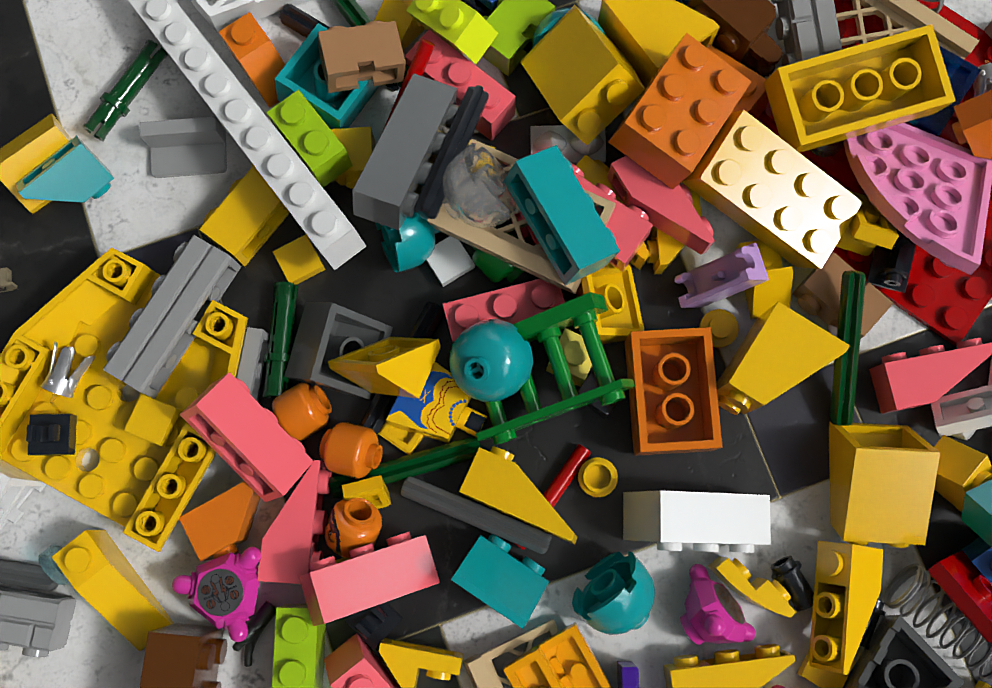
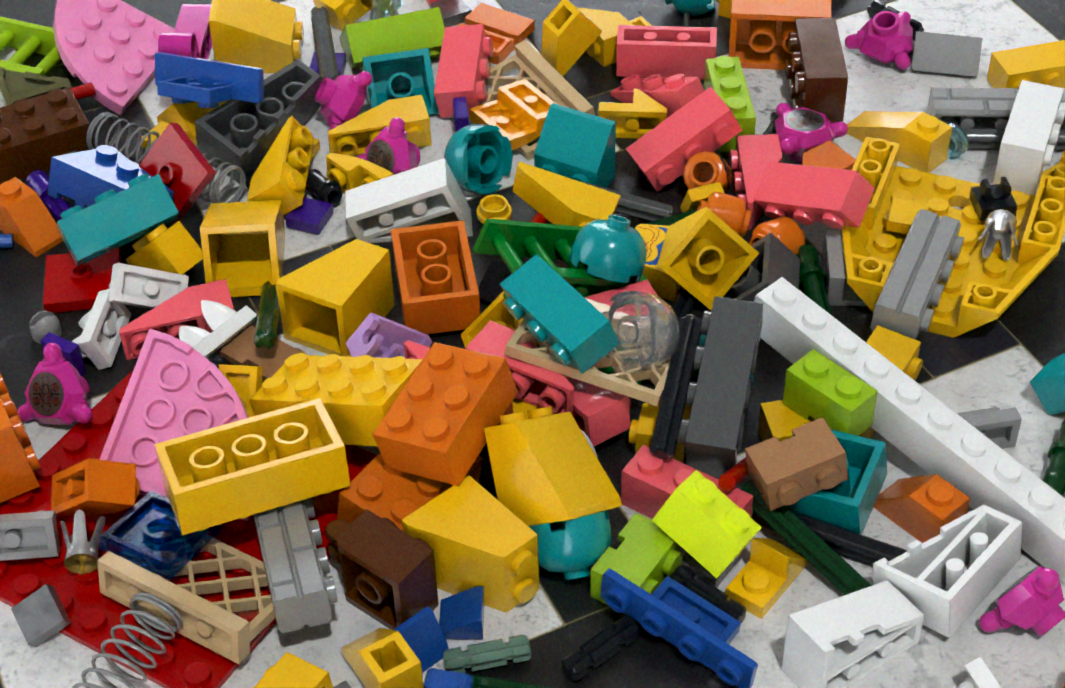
camera: 175 degrees right, 35 degrees down
(598, 517) = (493, 206): none -> yellow plate
(802, 540) = (310, 216): none -> dark purple tile
(885, 333) = (225, 325): none -> white tile

